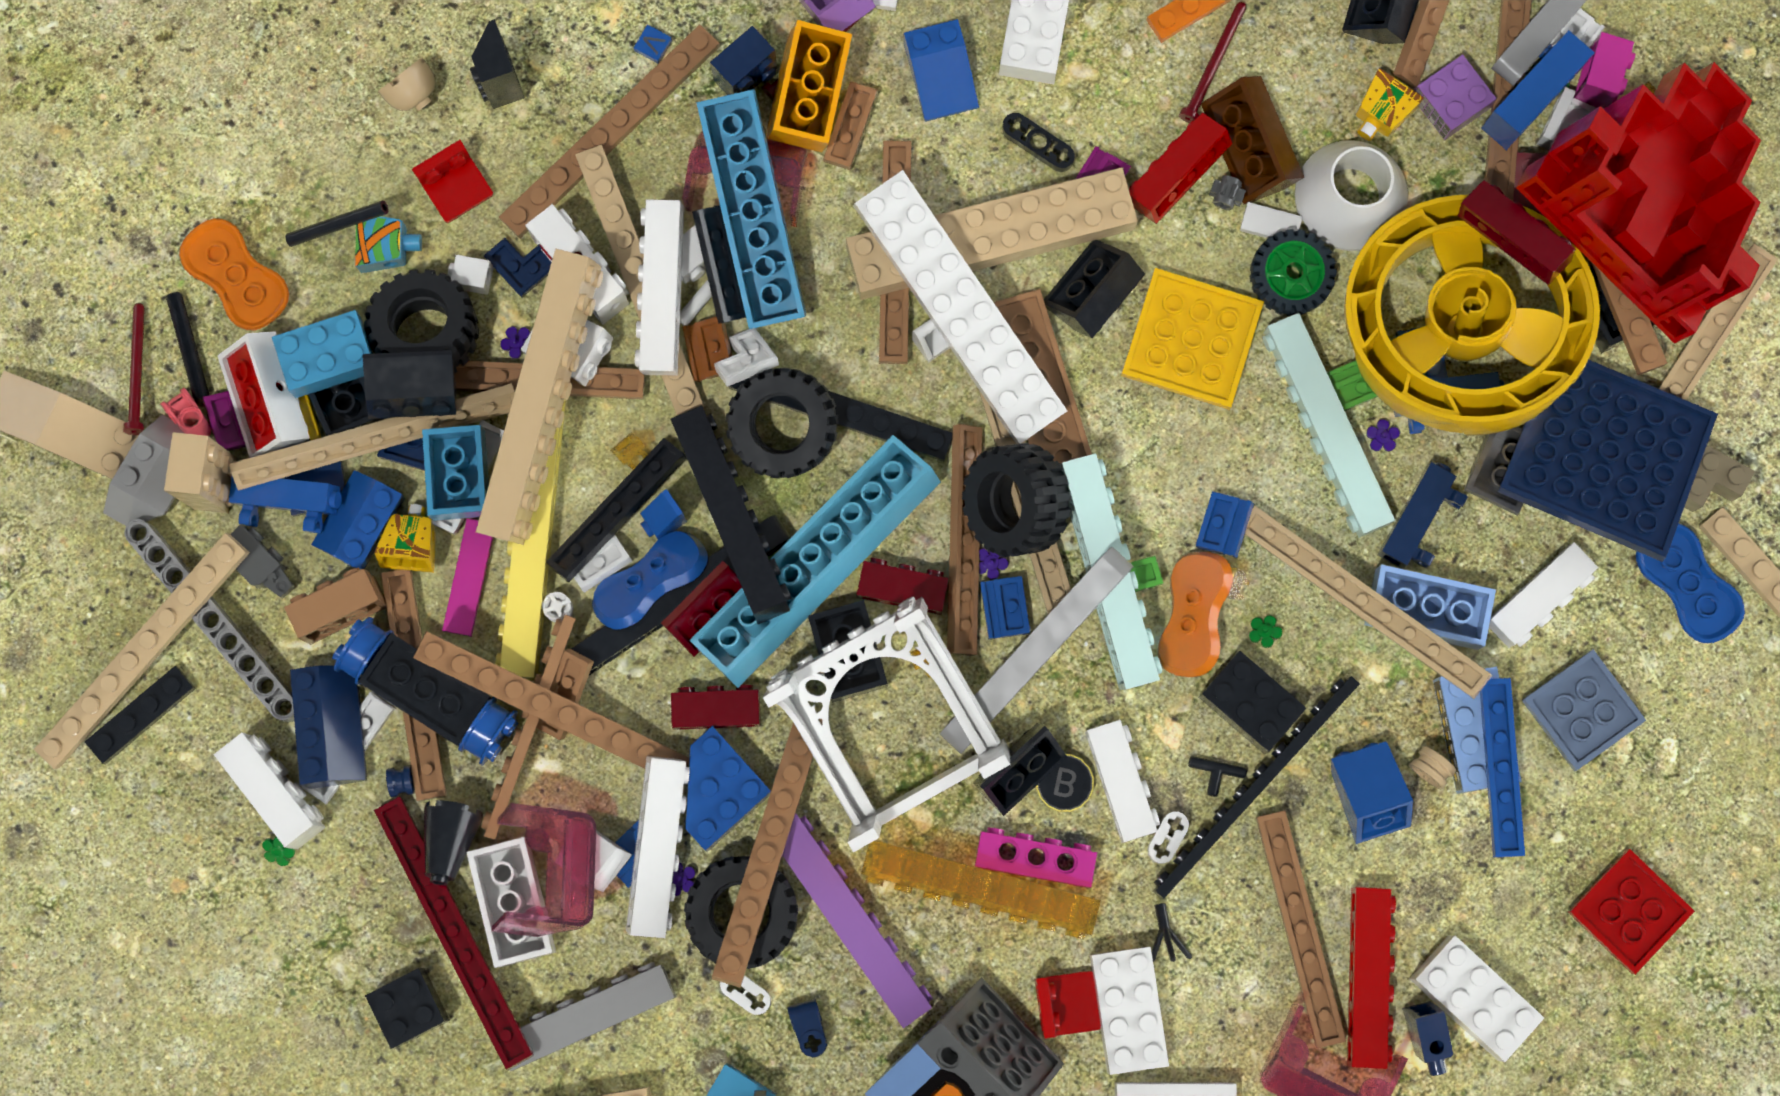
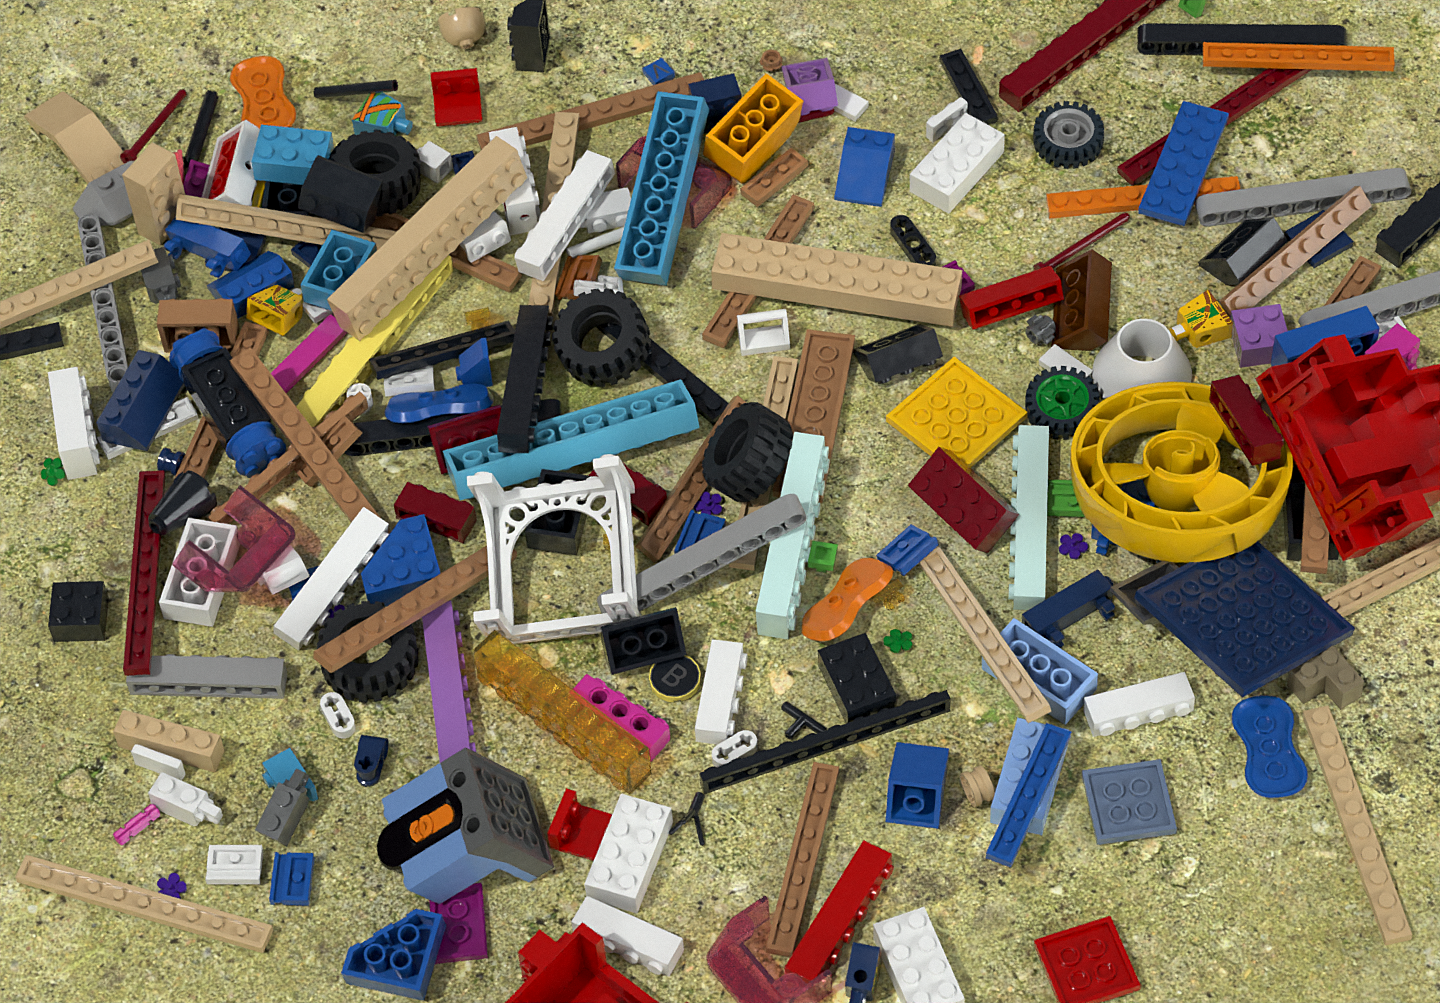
camera: 30 degrees right, 25 degrees down
(719, 264) = (615, 217): black plate -> none
(959, 307) = (779, 306): white brick -> none
(1257, 444) = (963, 500): none -> dark red brick

